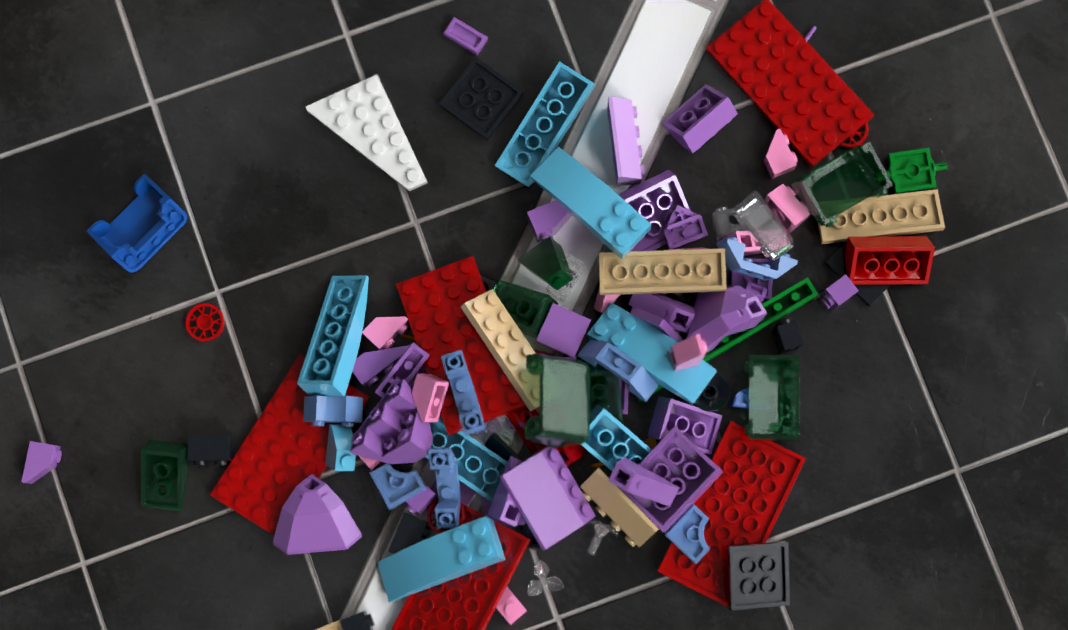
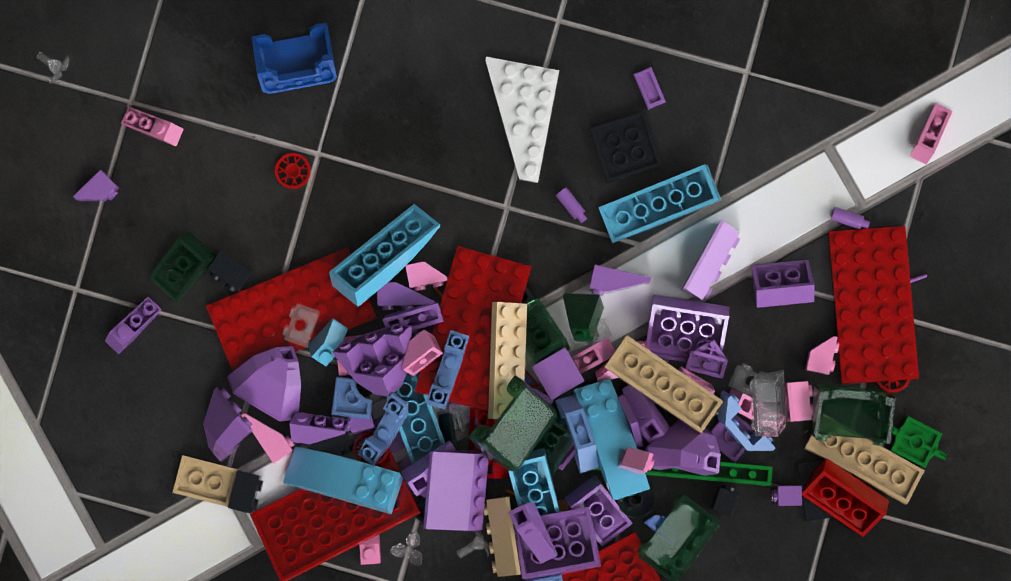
camera: 35 degrees right, 5 degrees up
(52, 370) = (152, 126): none -> bright pink slope
(155, 559) = (132, 325): none -> medium lavender slope
(300, 588) = (224, 424): none -> medium lavender brick
(315, 459) = (304, 336): none -> clear brick
(333, 409) = (342, 309): medium blue brick -> none
(354, 572) = (272, 441): none -> bright pink slope
(382, 533) = (314, 428): none -> medium lavender slope
(470, 179) = (571, 205): none -> medium lavender cylinder
(583, 293) = (593, 355): none -> bright pink slope
(591, 202) = (648, 292): medium azure slope -> none
(715, 25) = (849, 218): none -> medium lavender cylinder
(757, 290) = (726, 449): medium lavender tile -> none

